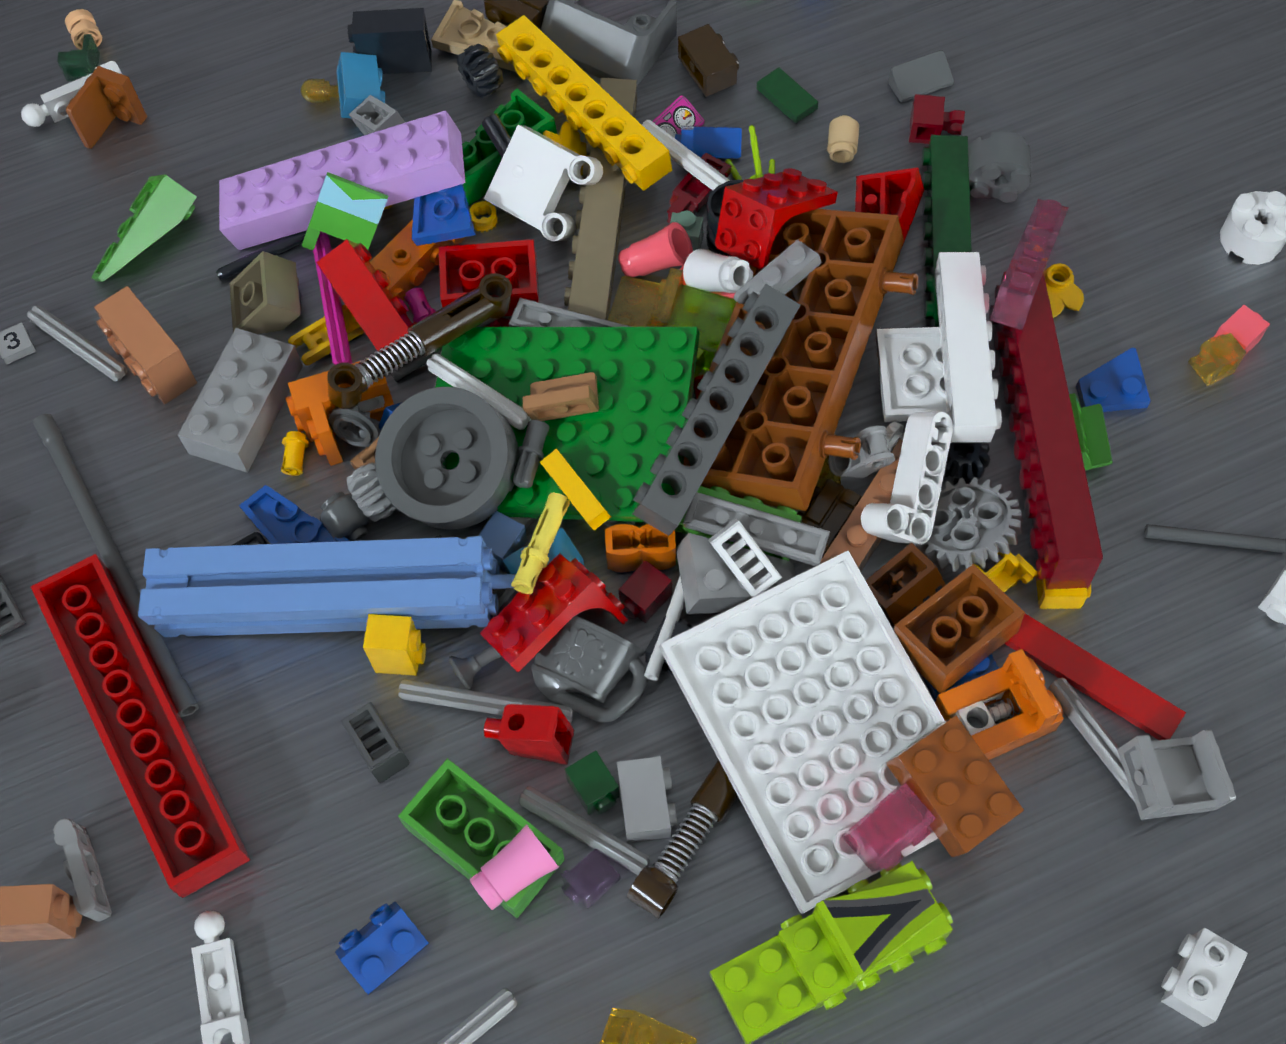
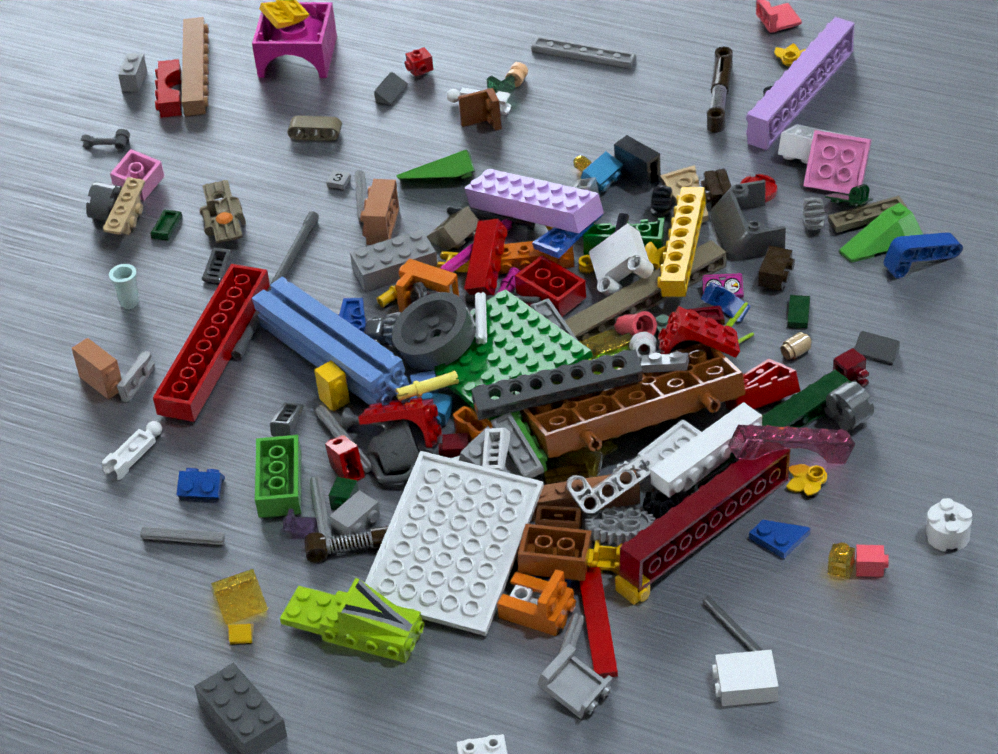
camera: 50 degrees right, 20 degrees down
(345, 212) = (518, 214): bright green flag -> none
(422, 339) = (528, 285): dark brown piece -> none
(513, 869) = (270, 481): bright pink plant -> none
(530, 453) = (467, 352): dark grey axle -> none
(562, 397) = (504, 340): medium nougat panel -> none
(575, 489) = (465, 377): yellow piece -> none
(686, 158) = (699, 291): white axle -> none
(872, 456) = (605, 459): light grey piece -> none
(889, 829) = (426, 592): clear pink brick -> none
(956, 786) = (471, 600): dark orange brick -> none
(1091, 434) = (728, 536): bright green bracket -> none

